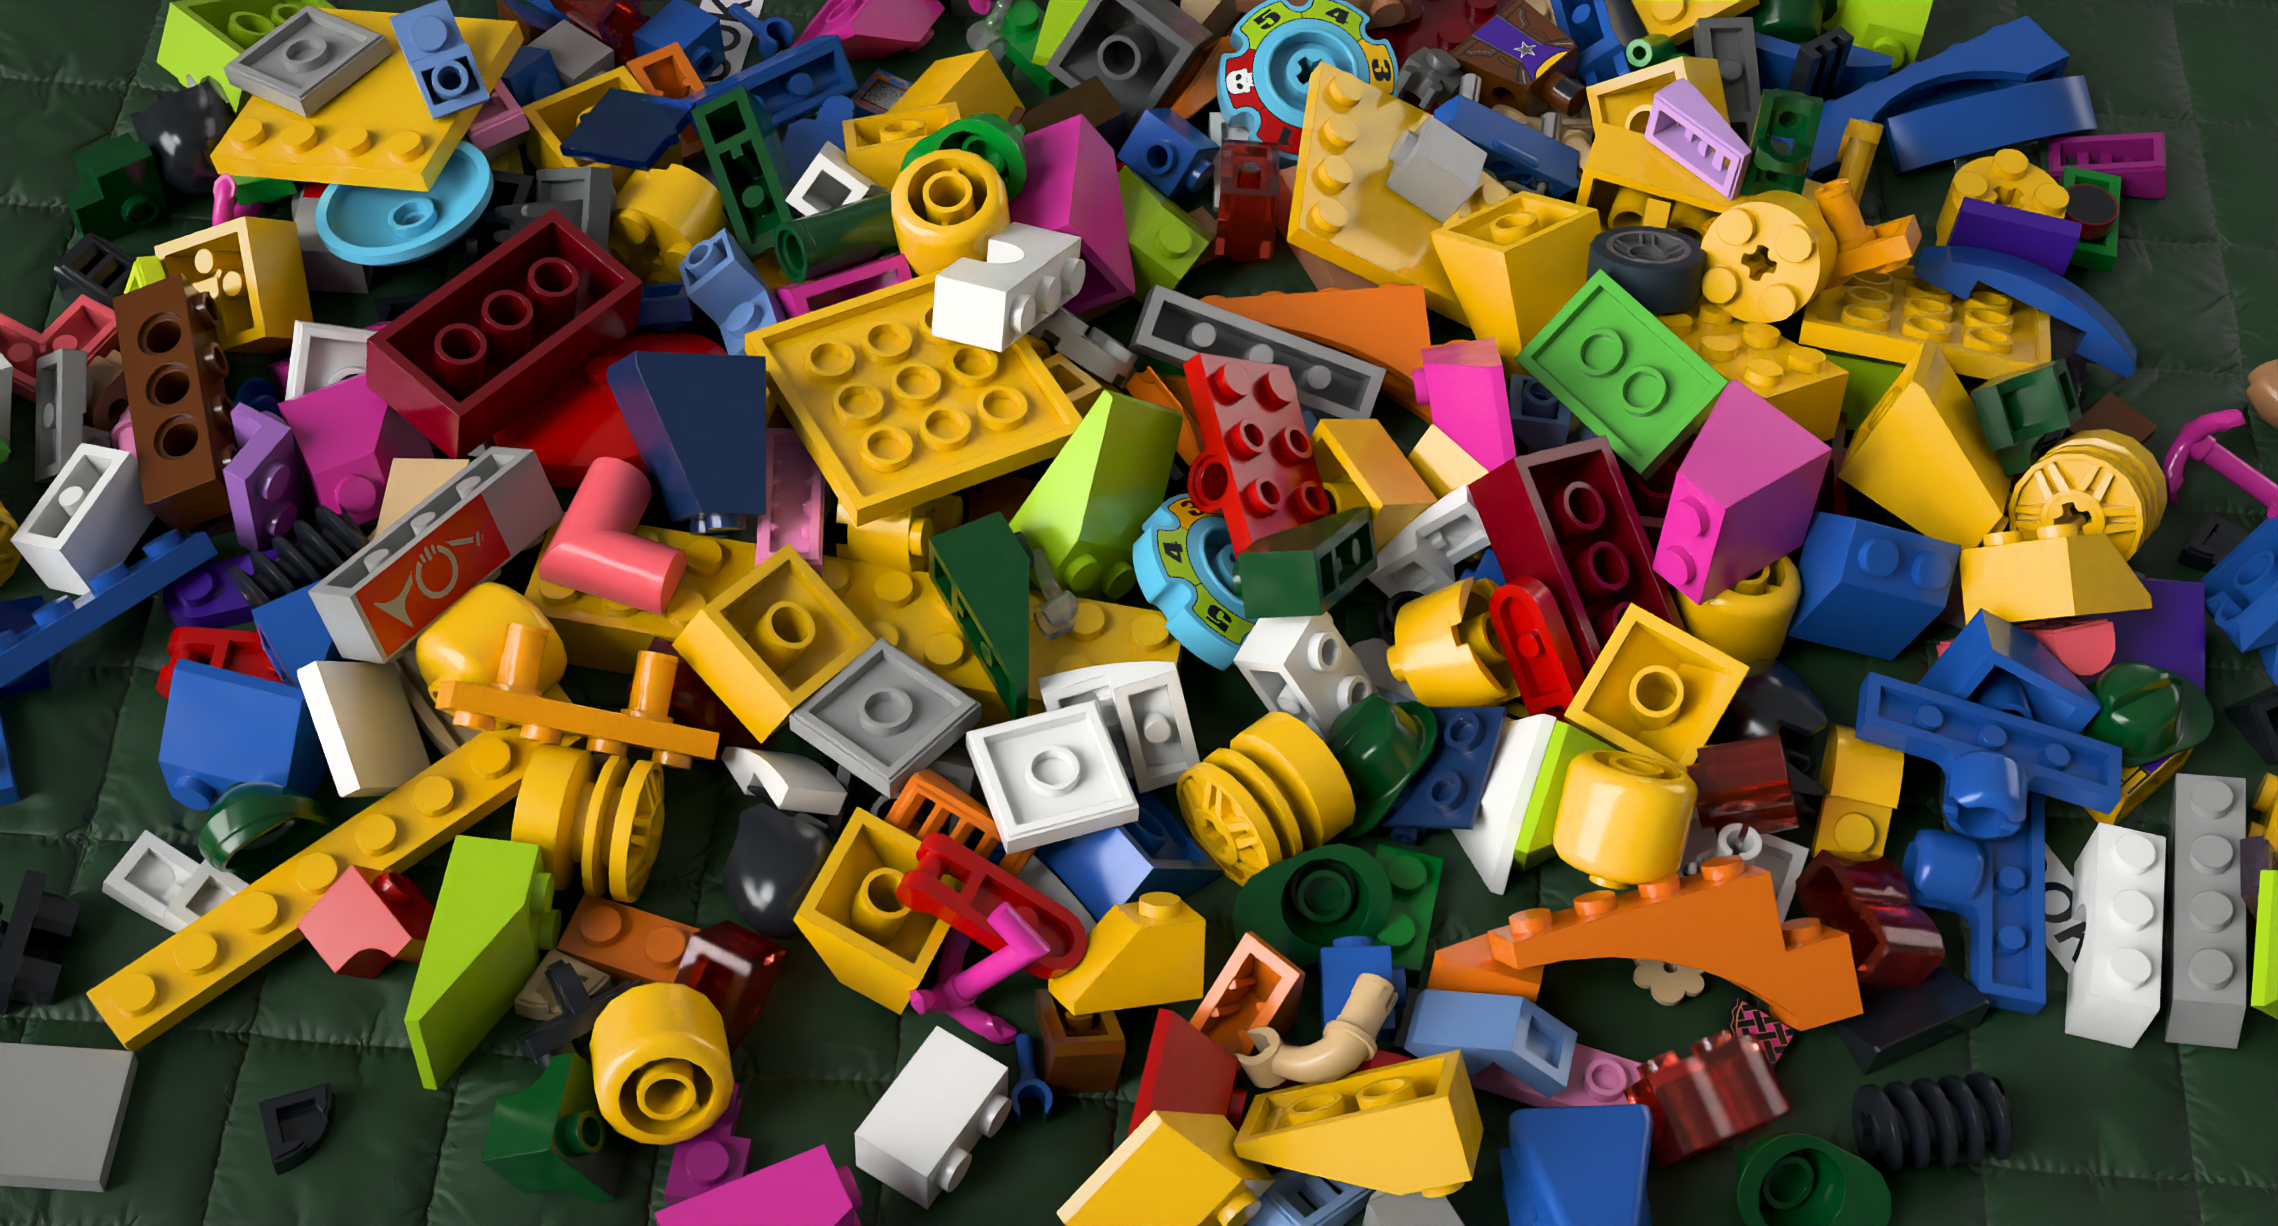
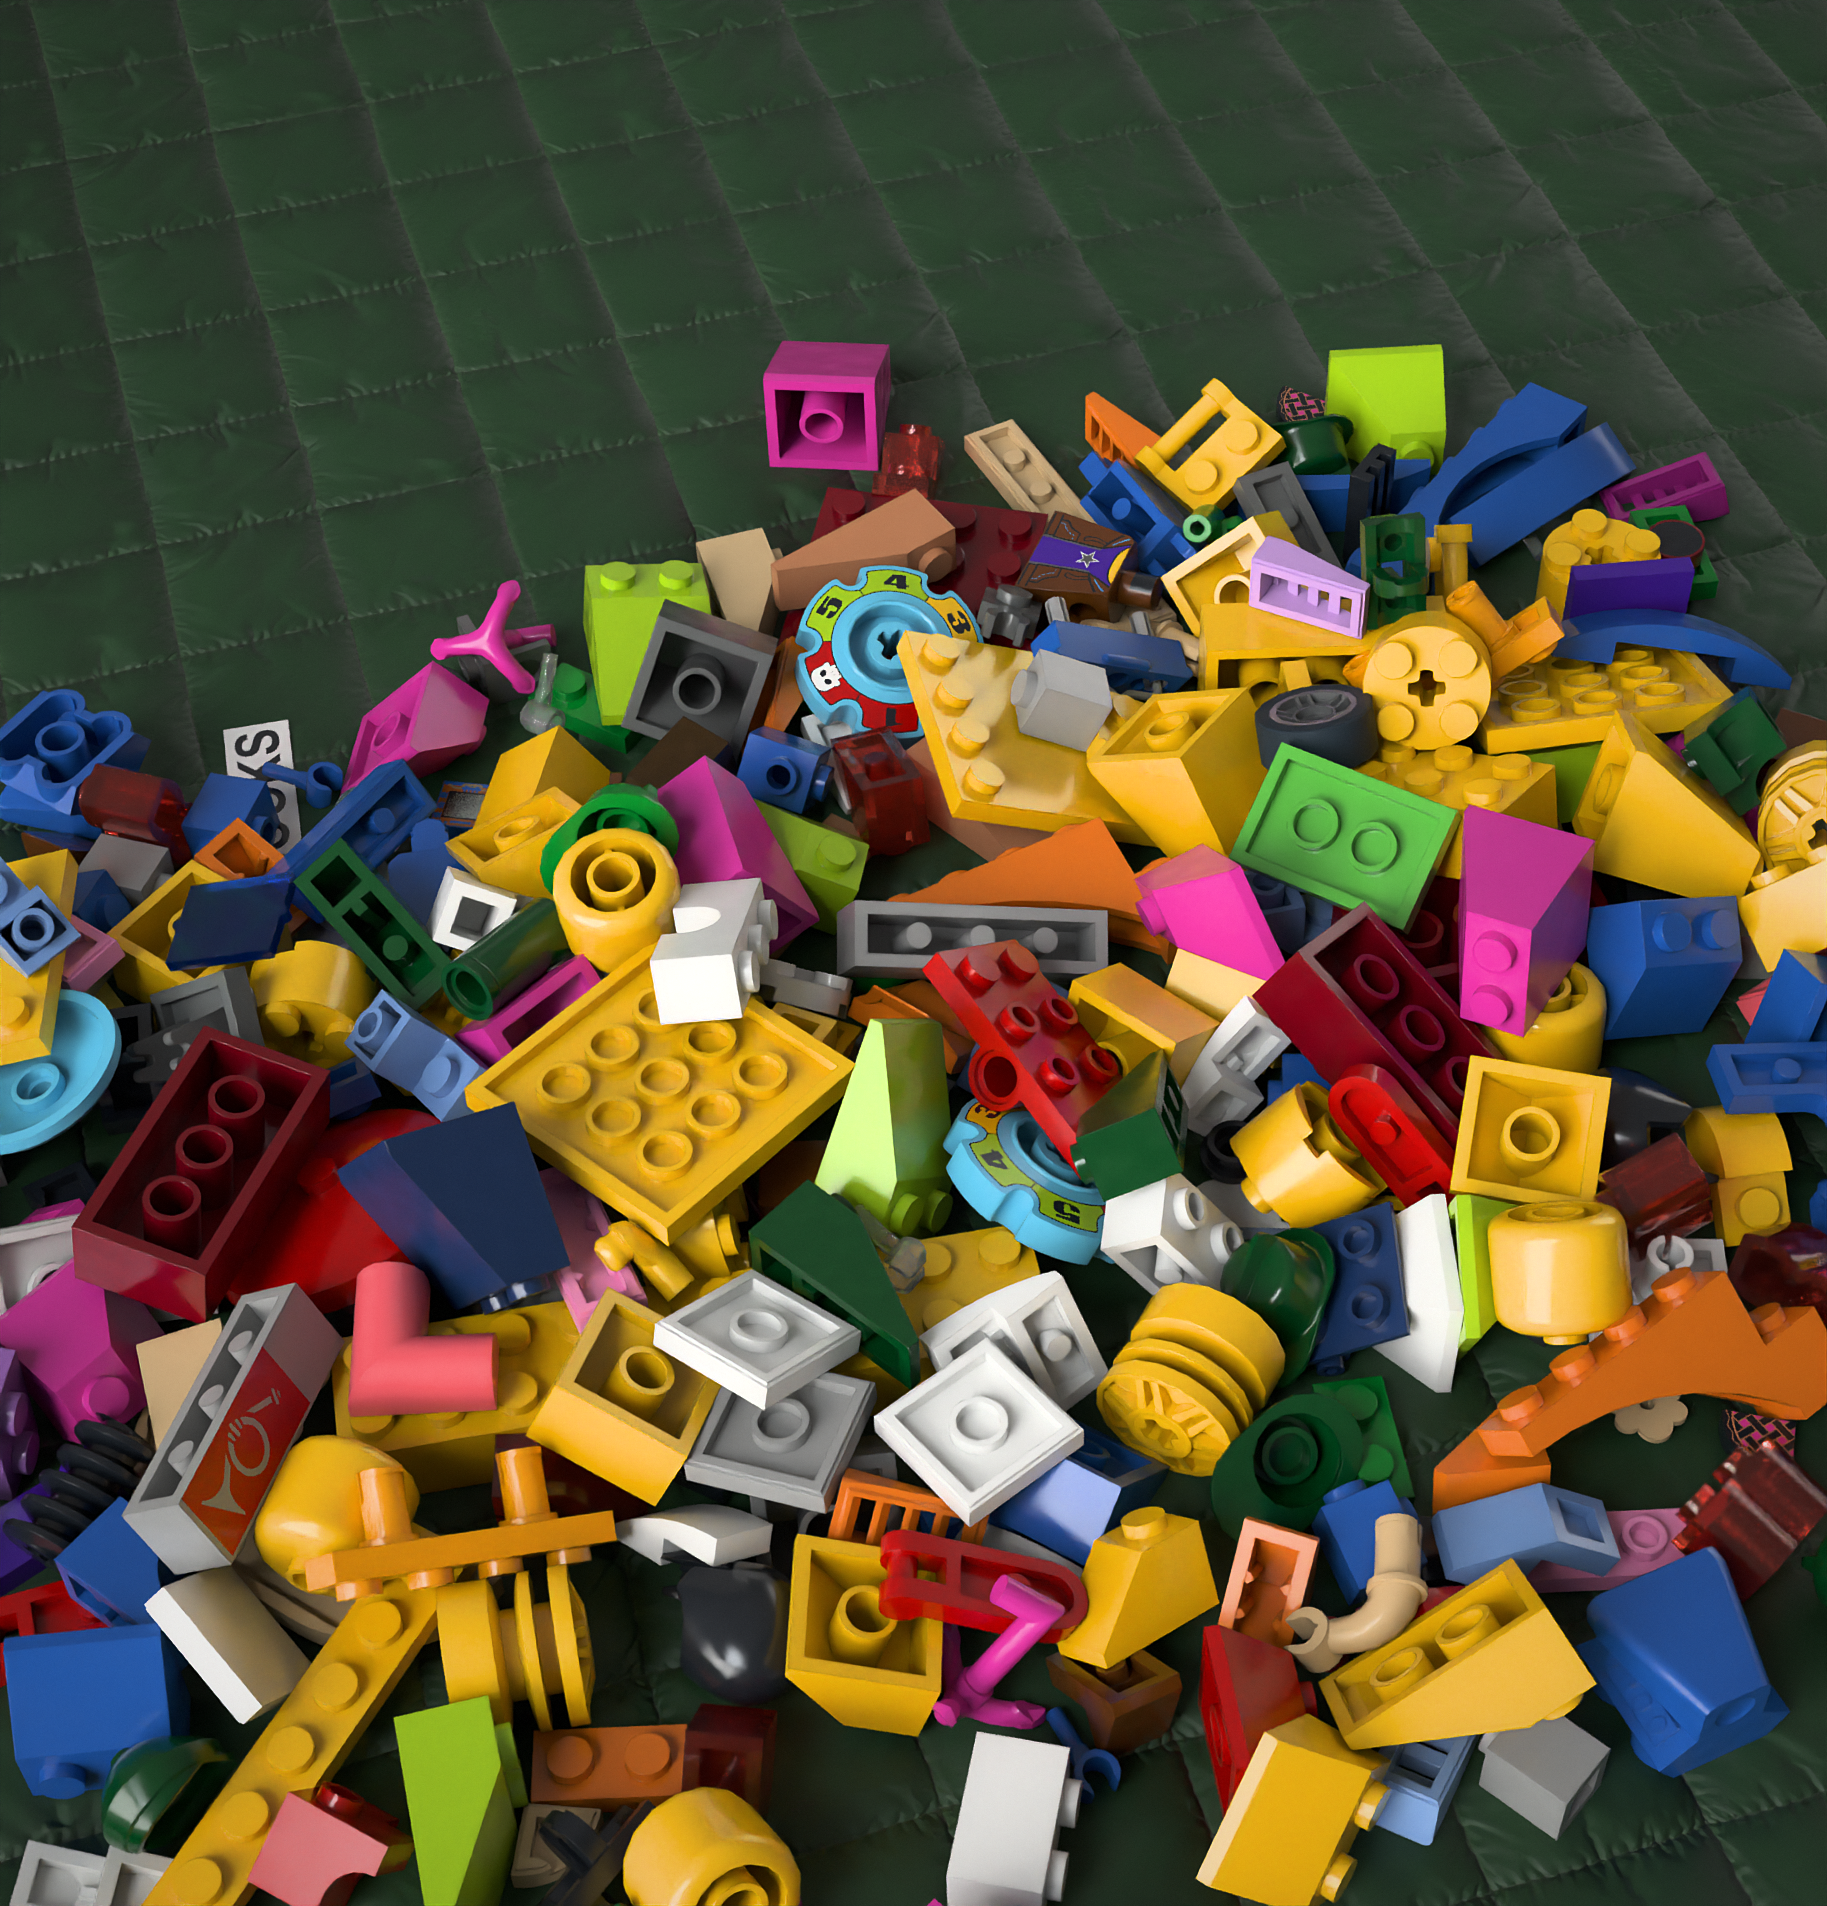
camera: 15 degrees left, 5 degrees down
(846, 538) = (651, 1256): none -> yellow arm
(897, 631) = (757, 1338): none -> white tile

